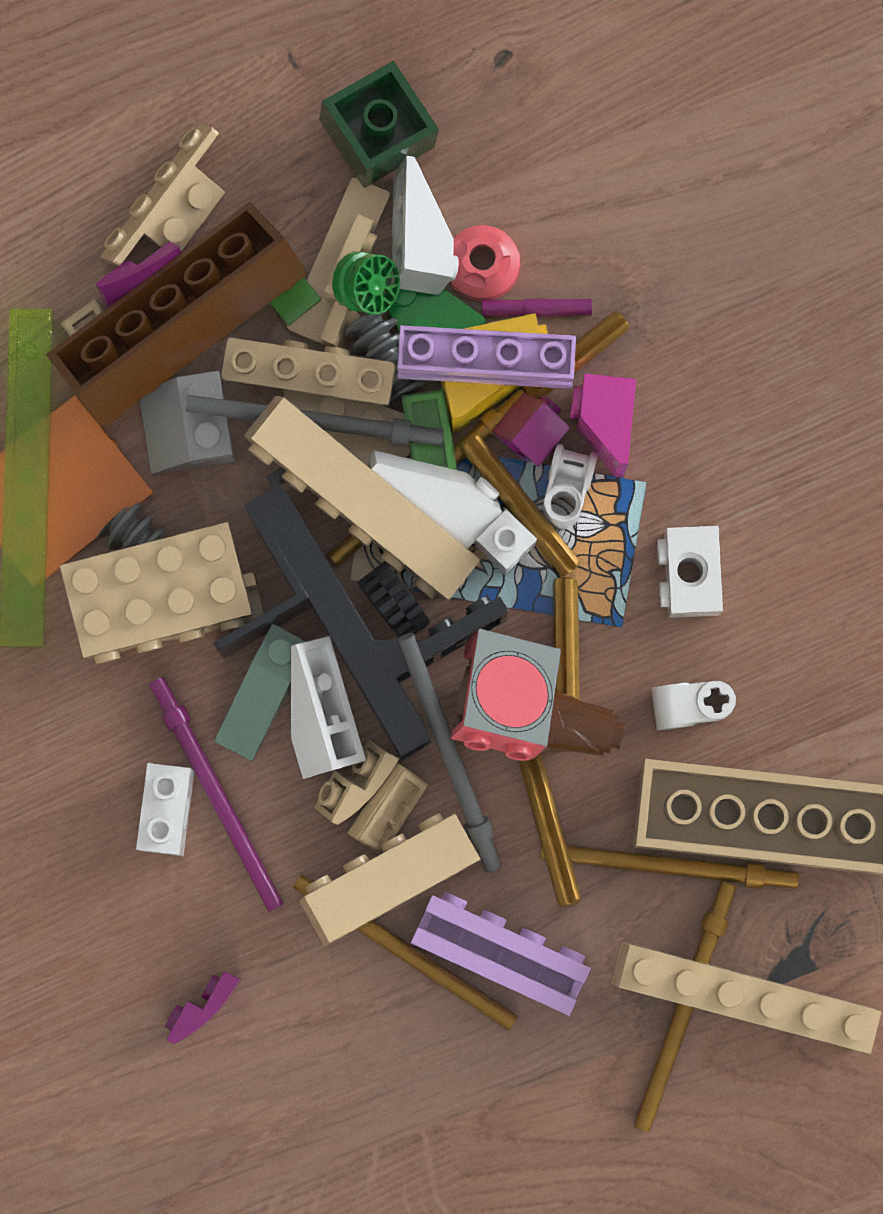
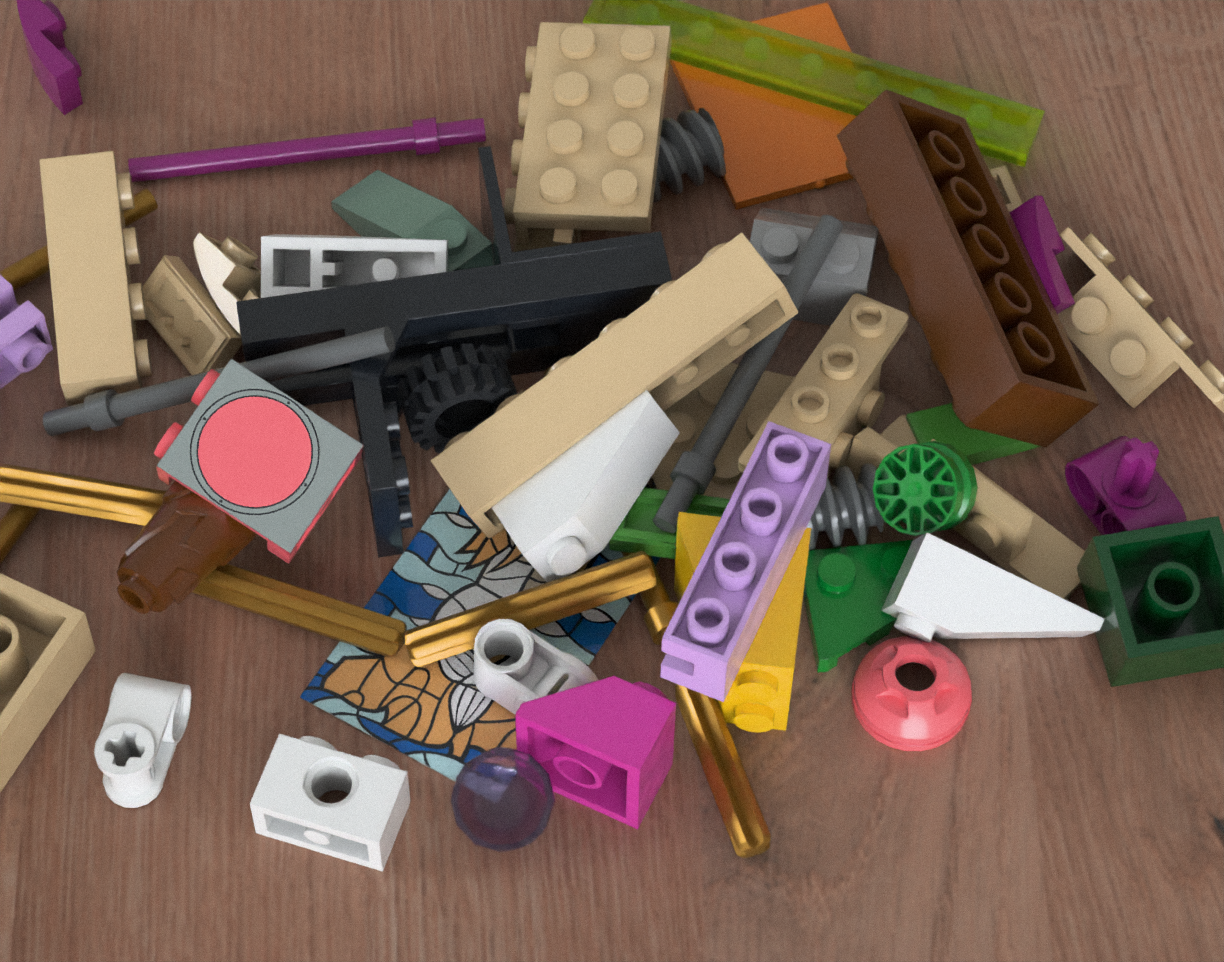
camera: 110 degrees right, 25 degrees down
(165, 809) = (311, 79): white brick -> none
(301, 172) = (1122, 488): none -> magenta beam
(505, 542) = (481, 562): white brick -> none
(531, 428) = (627, 645): magenta brick -> none
(540, 307) = (816, 741): magenta piece -> none
(655, 469) = (503, 799): none -> clear purple hair

